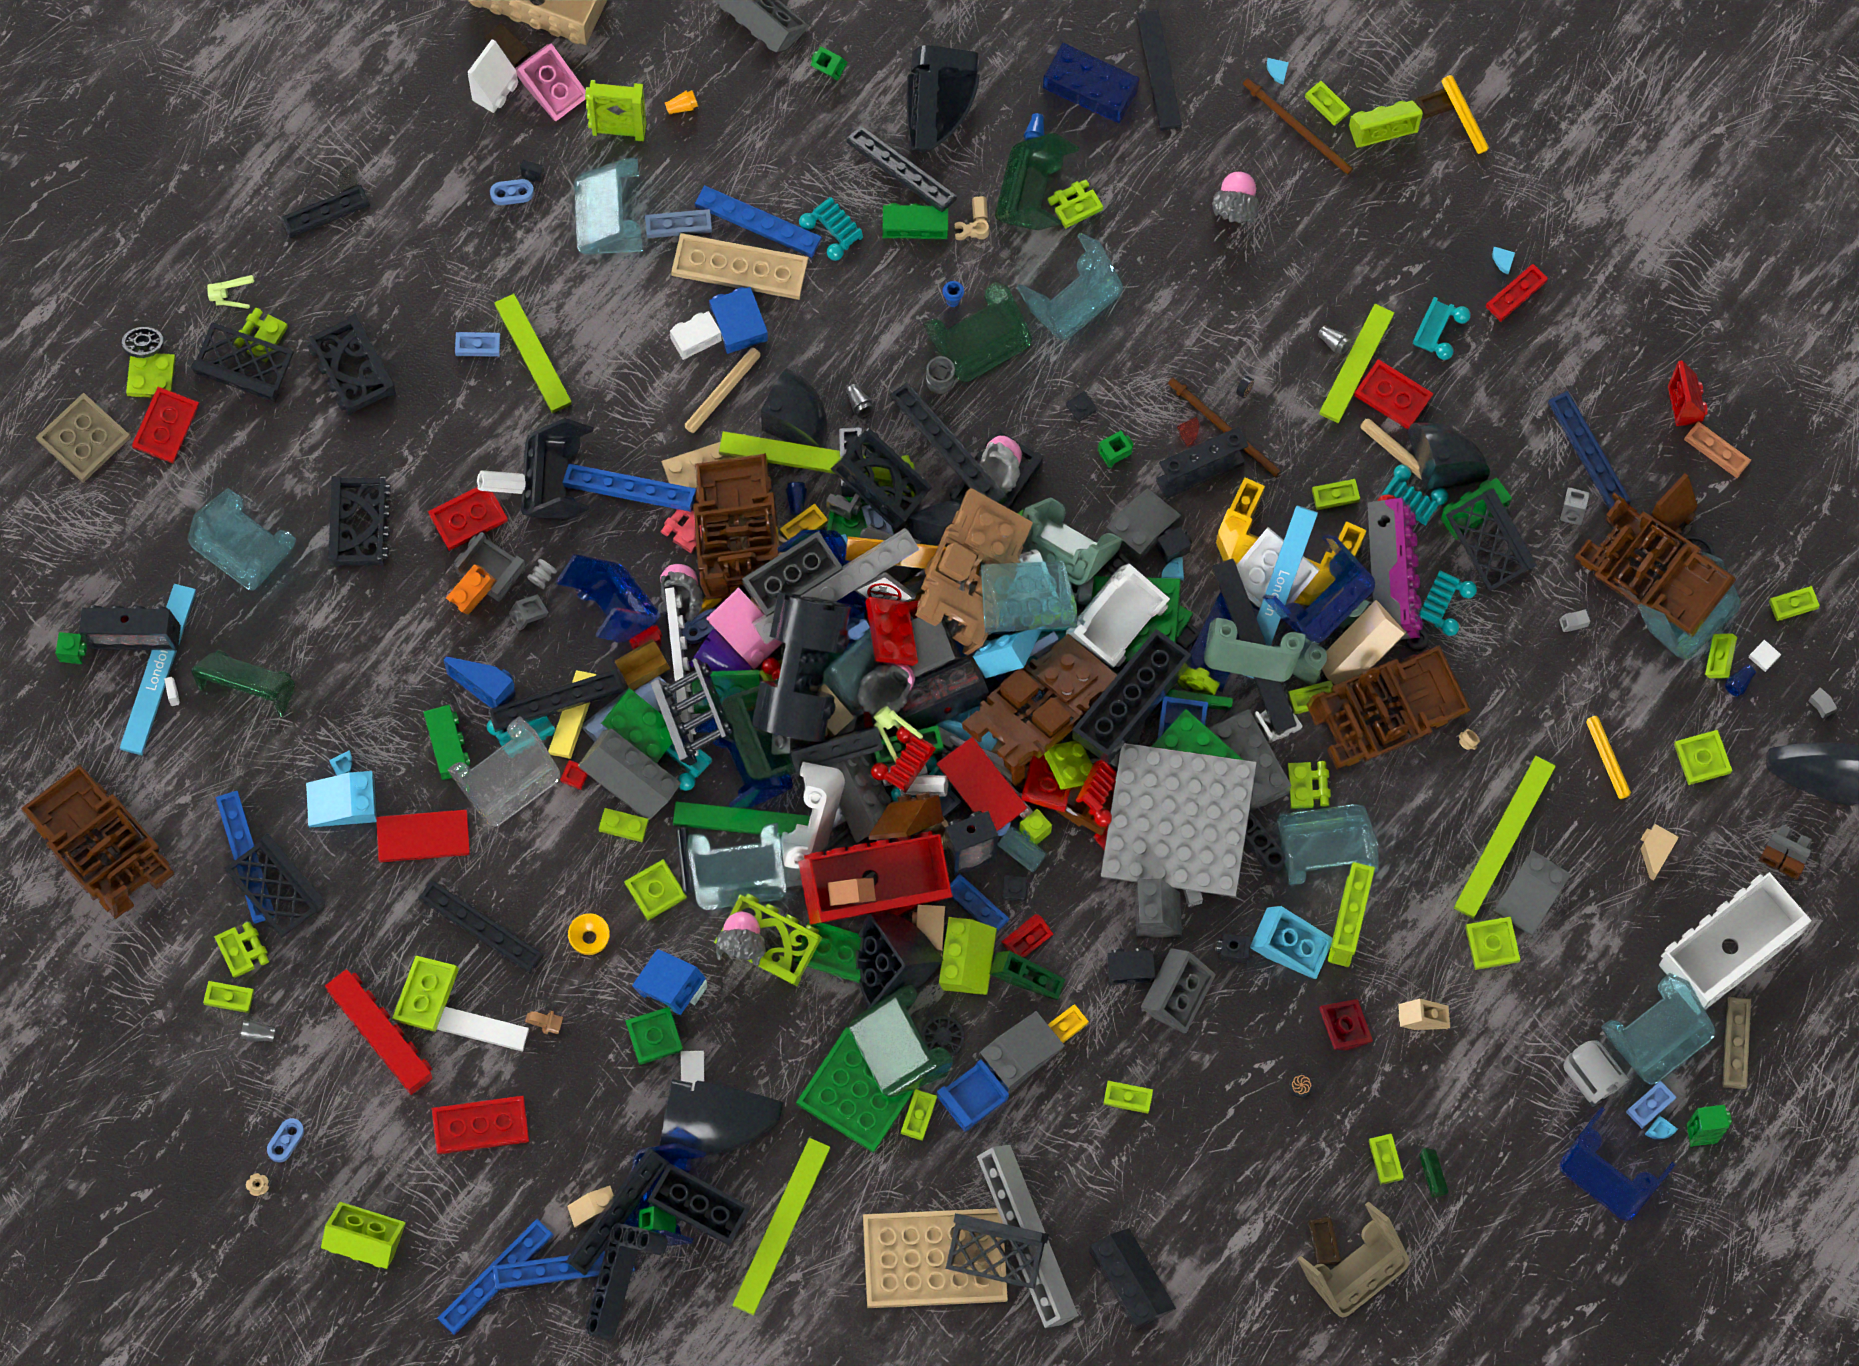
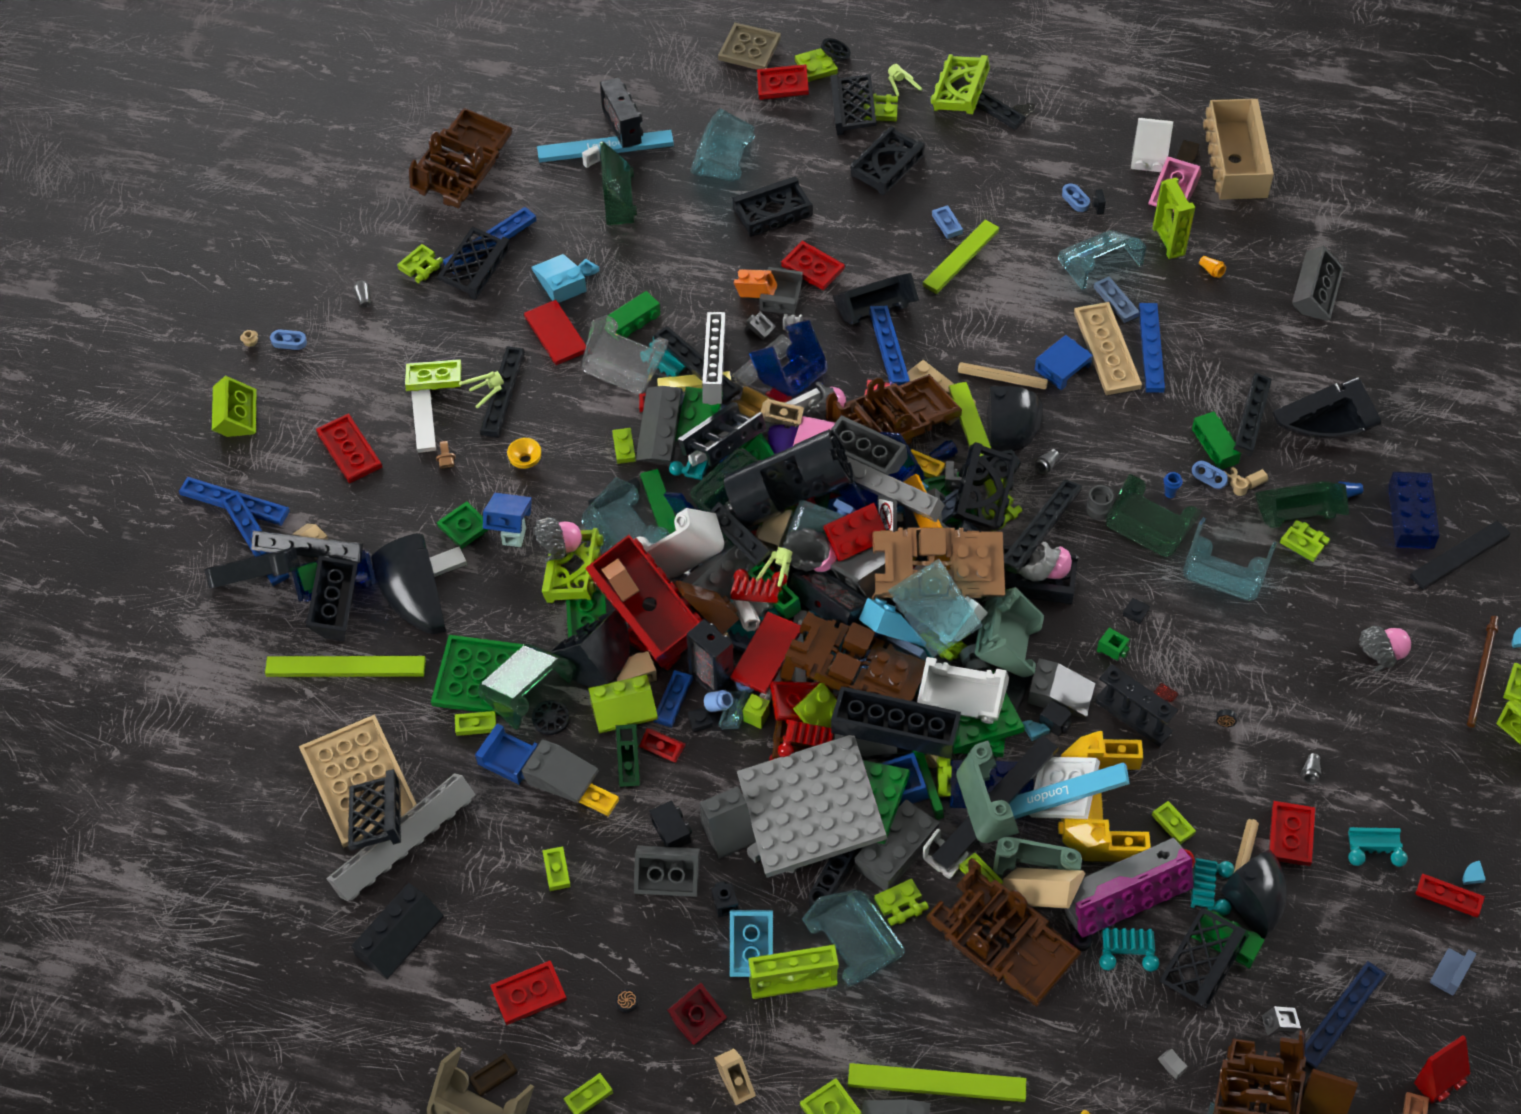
camera: 70 degrees right, 15 degrees down
(70, 648) = (592, 93): green brick -> none
(228, 997) = (382, 269): lime plate -> none
(273, 201) = (961, 101): none -> lime fence
(379, 1032) = (392, 361): red brick -> none
(469, 930) = (492, 379): none -> yellowish green plant
(484, 681) = (685, 317): blue slope -> none
(501, 482) = (848, 270): white axle -> none
(576, 676) = (714, 358): none -> light grey brick
(577, 628) = (747, 373): none -> clear tile
(655, 889) = (582, 484): lime tile -> none
(692, 639) = (782, 413): none -> tan brick
(695, 335) = (1033, 339): white brick -> none
(834, 68) = (1306, 339): green brick -> none
(836, 223) = (1182, 394): teal gear -> none
(954, 252) = (1210, 474): none -> medium blue plate
(1008, 859) = (718, 701): none -> light blue brick
(1181, 390) = (1194, 675): reddish brown bar -> none
(1254, 1175) = (528, 992): none -> red plate
(1336, 603) = (1035, 831): clear blue windscreen -> none
(1356, 363) = (1303, 795): lime tile -> none
(1469, 739) = (1010, 1015): tan plate -> none
(1589, 332) = (1452, 970): none -> sand blue panel

